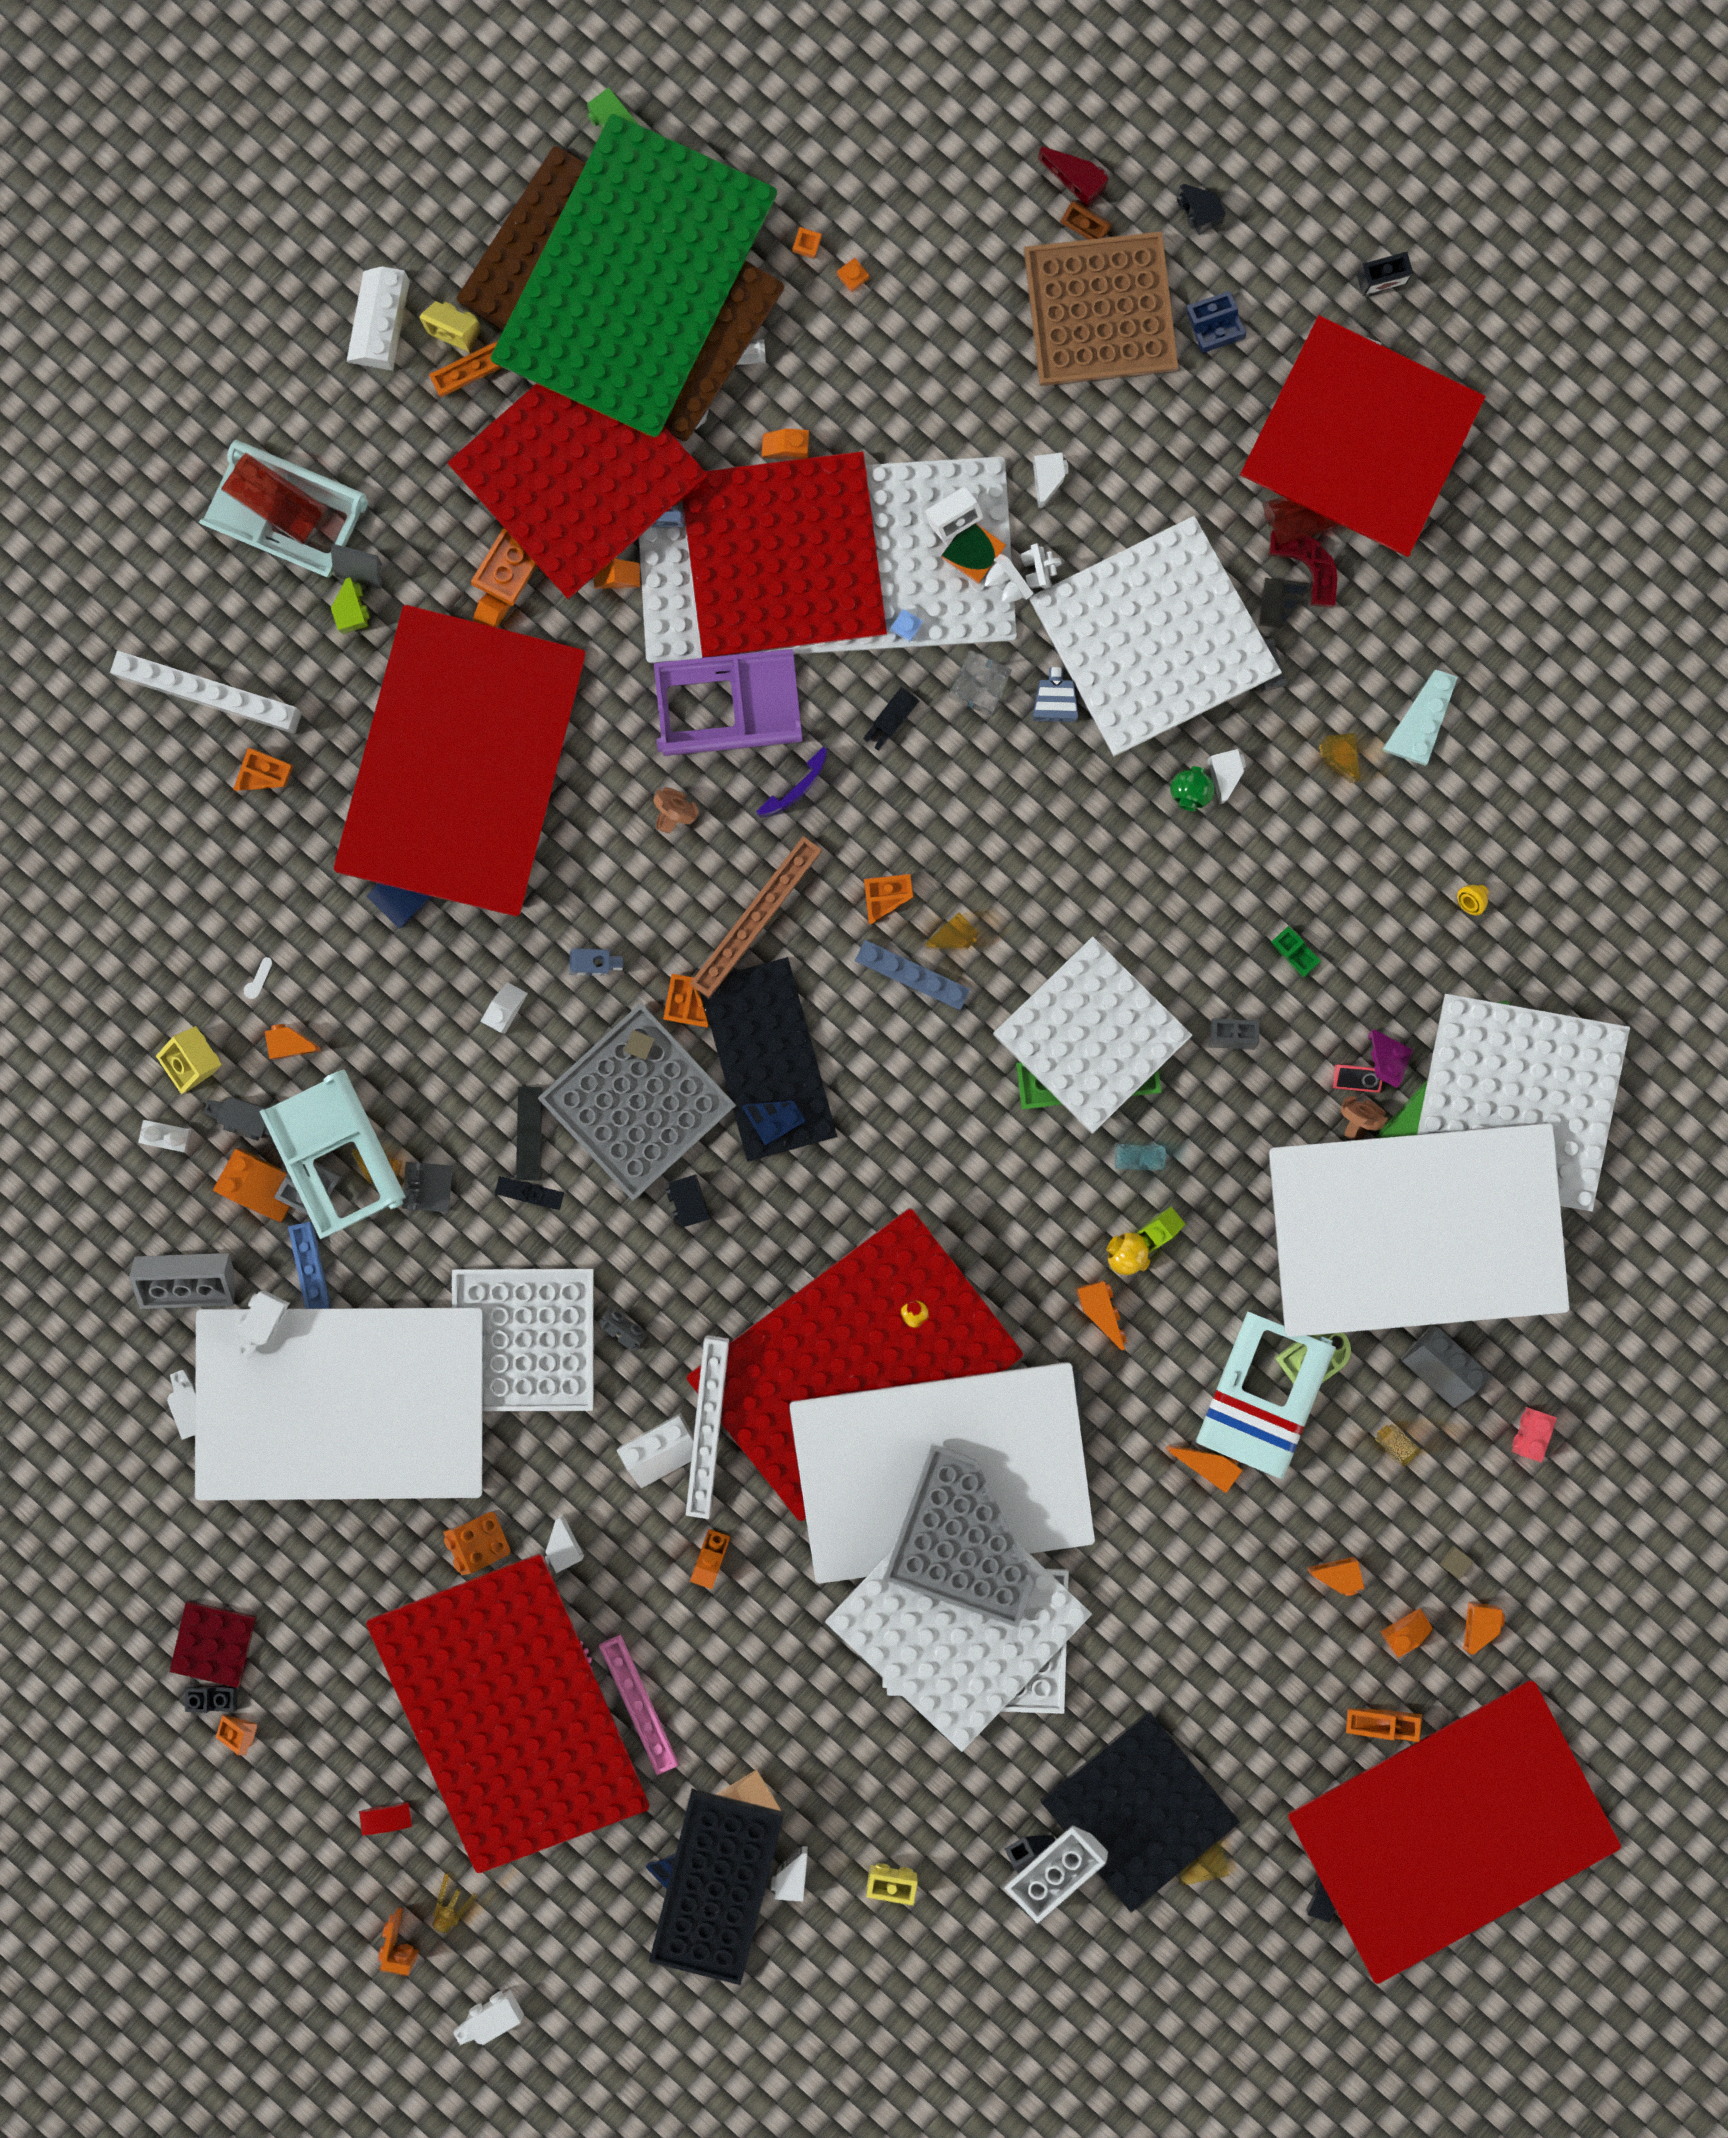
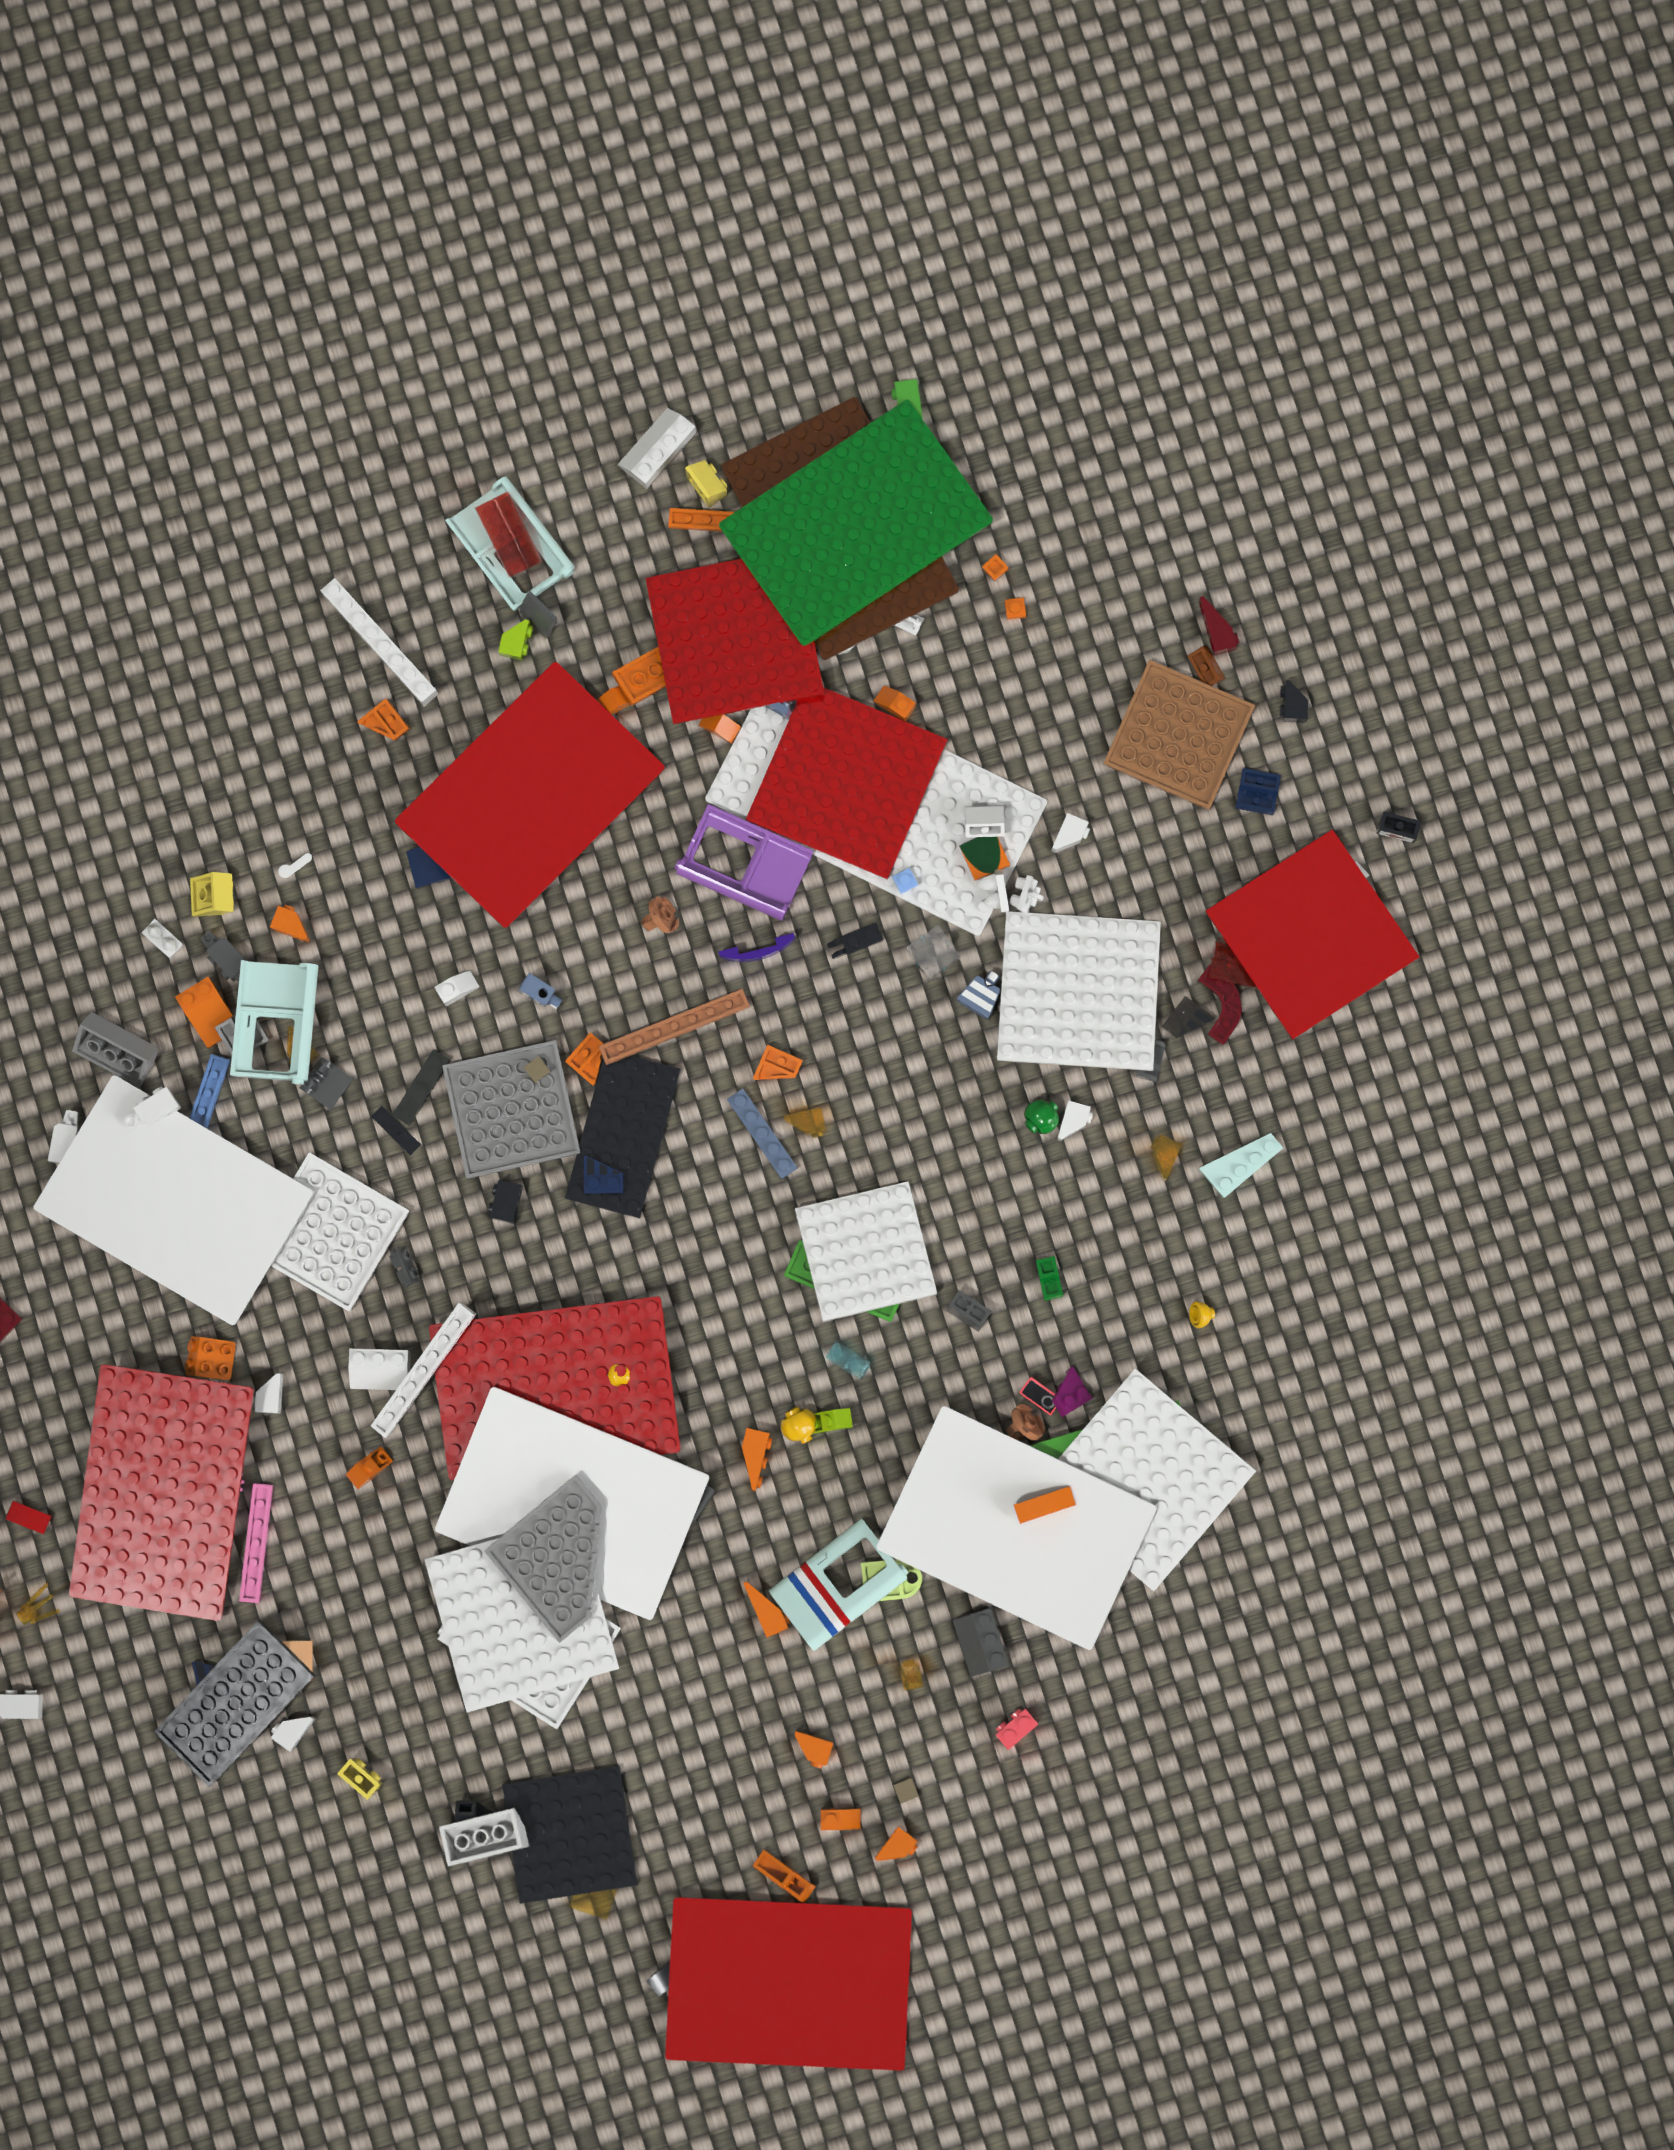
camera: 40 degrees right, 5 degrees down
(1437, 1191) = (1044, 1504): none -> orange slope

